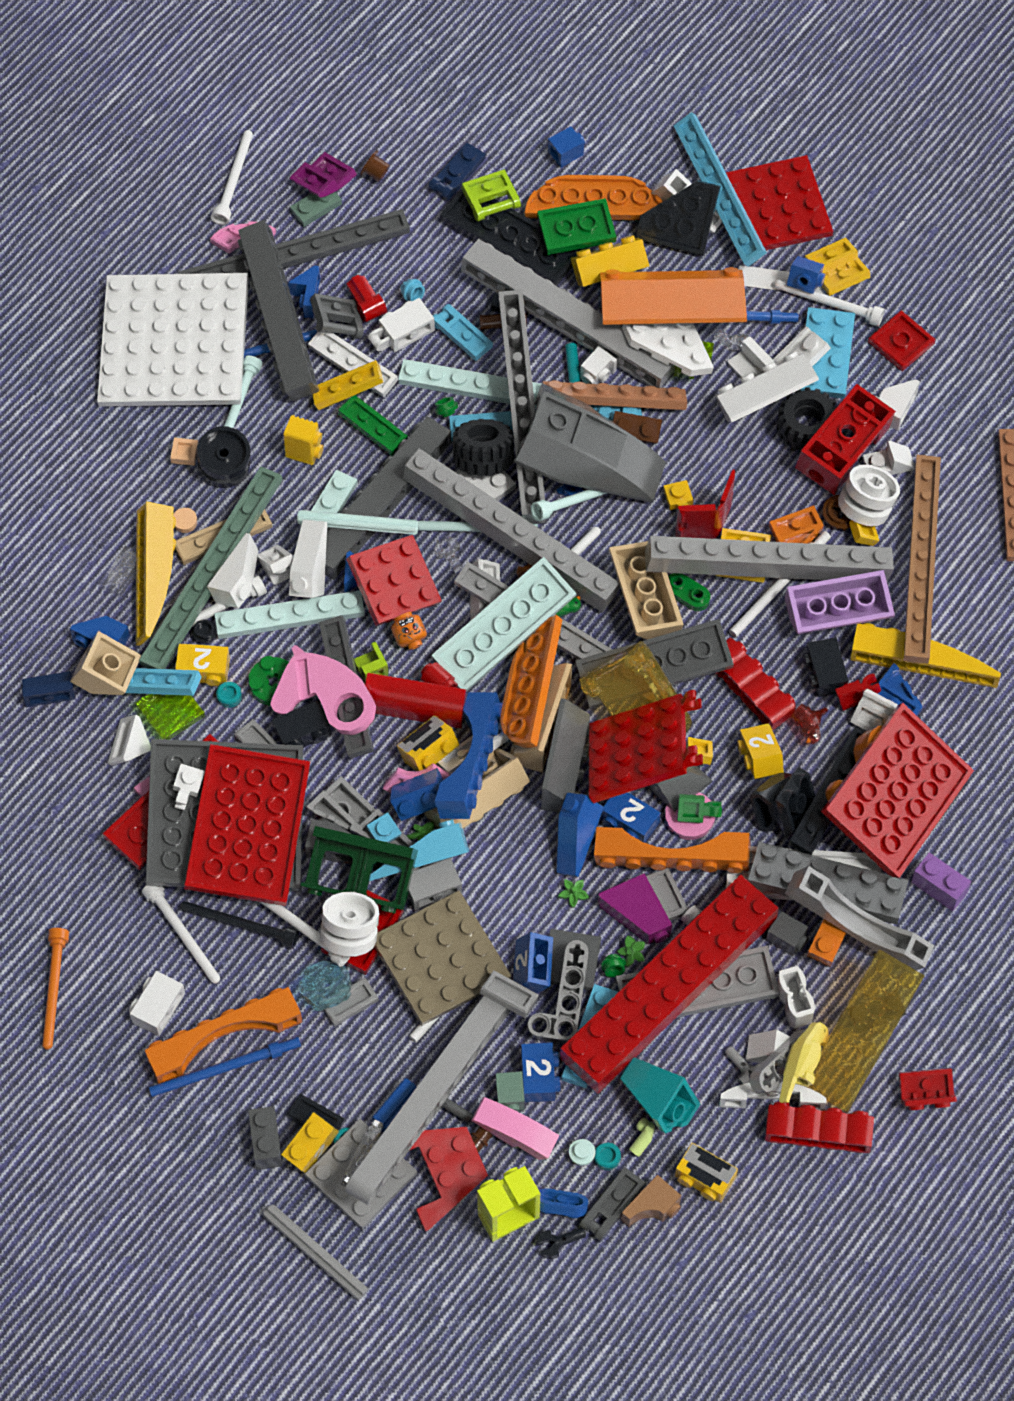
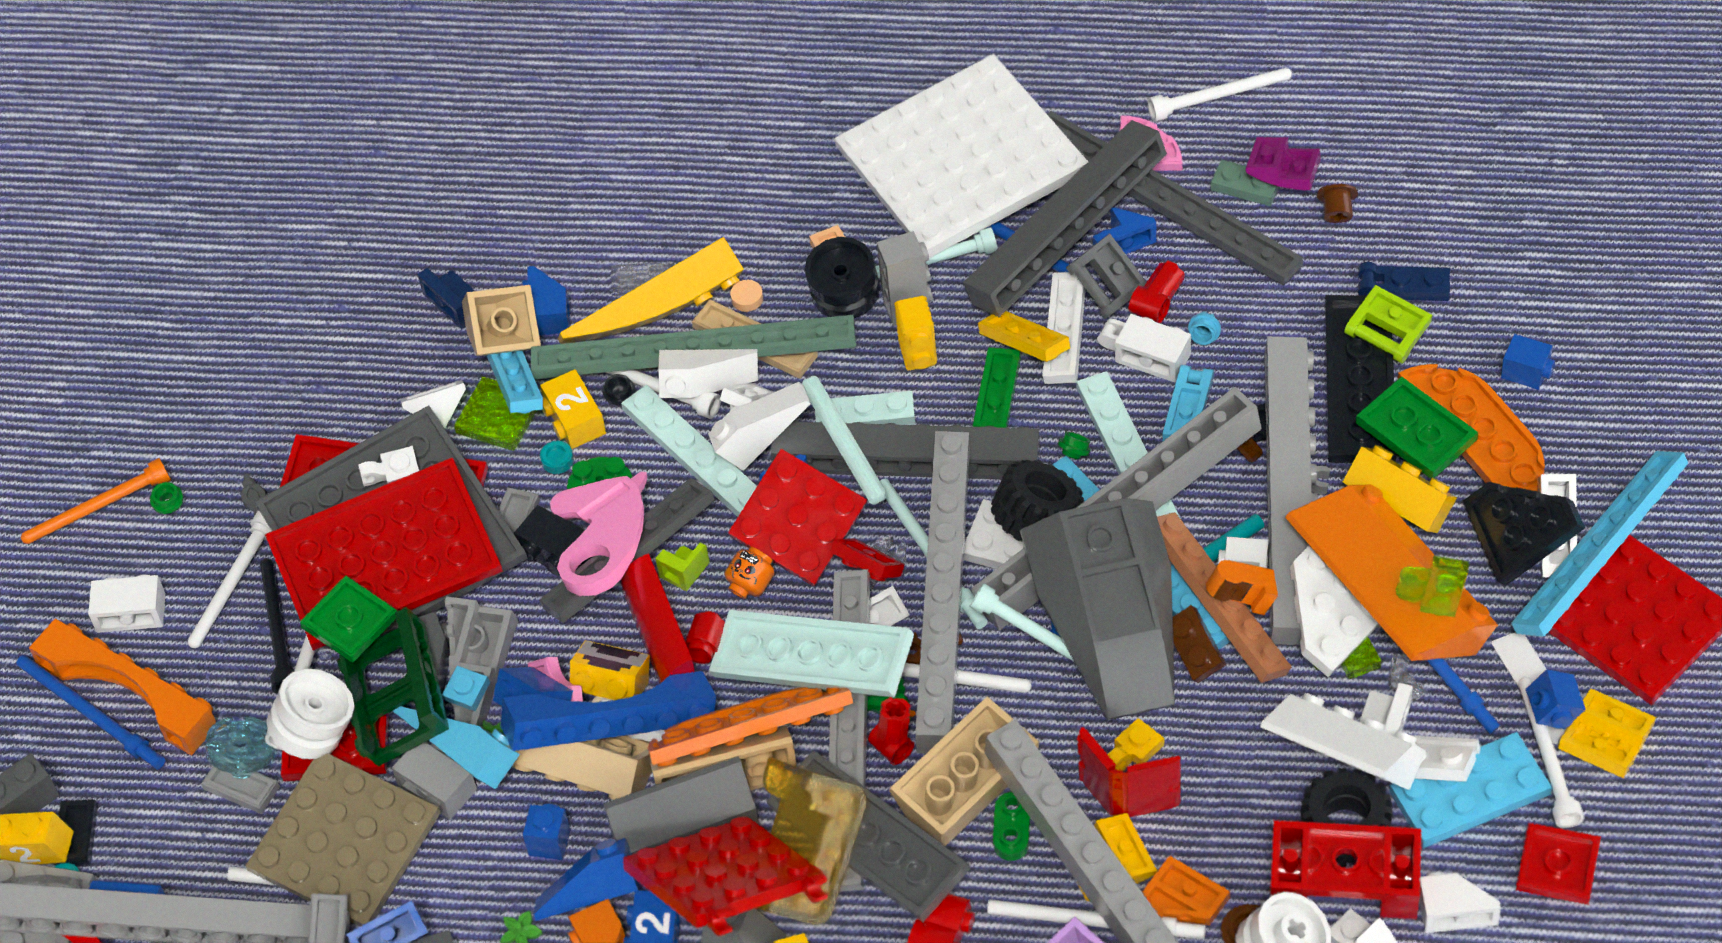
camera: 65 degrees right, 10 degrees down
(80, 936) = (163, 492): none -> green plate
(122, 888) = (251, 492): none -> dark grey piece
(261, 420) = (903, 270): none -> light grey brick
(290, 867) = (349, 619): none -> green plate
(455, 558) = (860, 555): none -> red plate
(518, 839) = (546, 831): none -> blue brick
(587, 614) = (891, 732): none -> red piece
(624, 374) = (1243, 584): none -> orange leg
(719, 277) = (1435, 588): none -> clear neon green hinge

